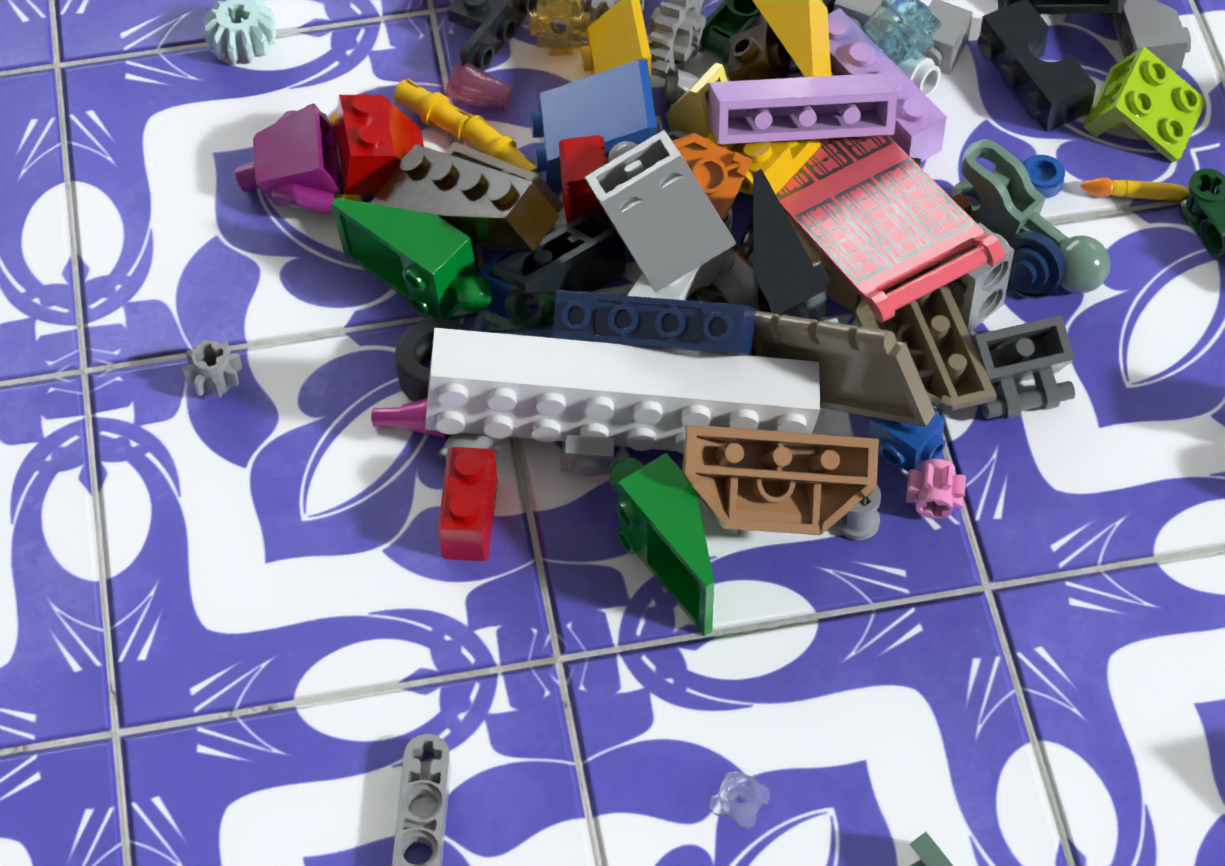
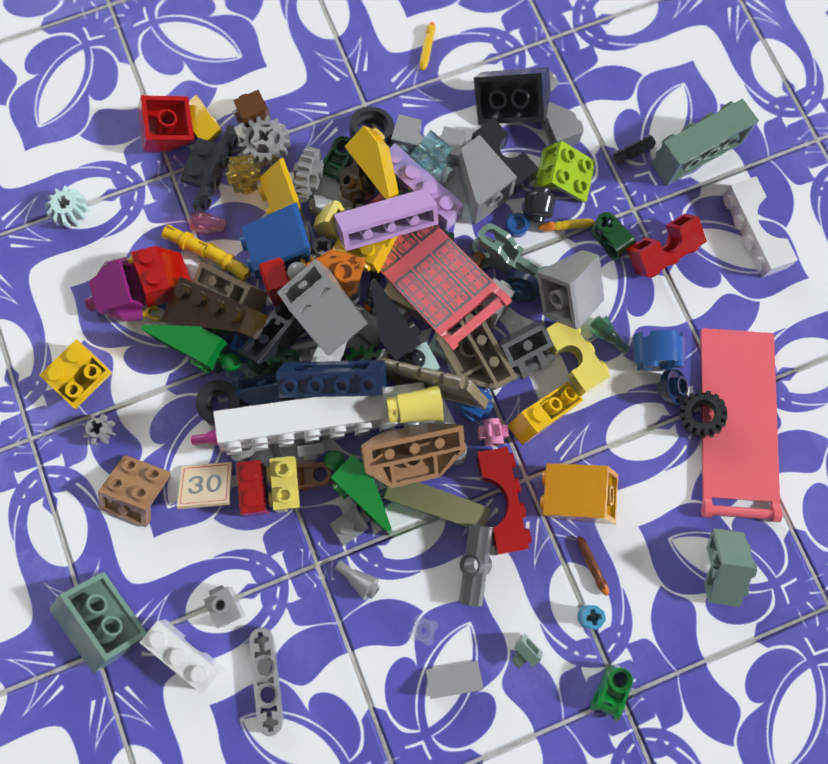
camera: 15 degrees left, 20 degrees up
(133, 670) = (97, 621): none -> sand green slope
(193, 269) = (76, 373): none -> yellow slope
(242, 474) = (132, 490): none -> medium nougat bracket
(295, 767) = (192, 665): none -> white arch
(371, 687) = (223, 606): none -> light grey brick
(381, 484) = (205, 485): none -> tan piece
(527, 500) = (284, 484): none -> light yellow bracket
(572, 504) = (306, 476): none -> dark orange piece
(637, 598) = (350, 525): none -> light grey bracket
(641, 698) = (363, 583): none -> light grey cone
(798, 384) = (416, 406): none -> light yellow plant
(810, 587) = (438, 504): none -> olive slope
(861, 697) = (474, 580): none -> dark grey piece
(936, 658) = (496, 468): none -> red arch
(994, 84) = (484, 178): none -> light grey slope
(1036, 475) = (544, 412): none -> yellow slope
(1085, 826) = (597, 622): none -> dark azure bush
(1088, 146) = (539, 204): none -> black head
(1089, 614) = (580, 493): none -> light orange slope
(1102, 779) = (593, 567): none -> copper piece
(1123, 269) = (571, 288): none -> light grey slope
(1137, 423) = (590, 370): none -> light yellow arch
(1180, 363) = (605, 330): none -> clear green cone

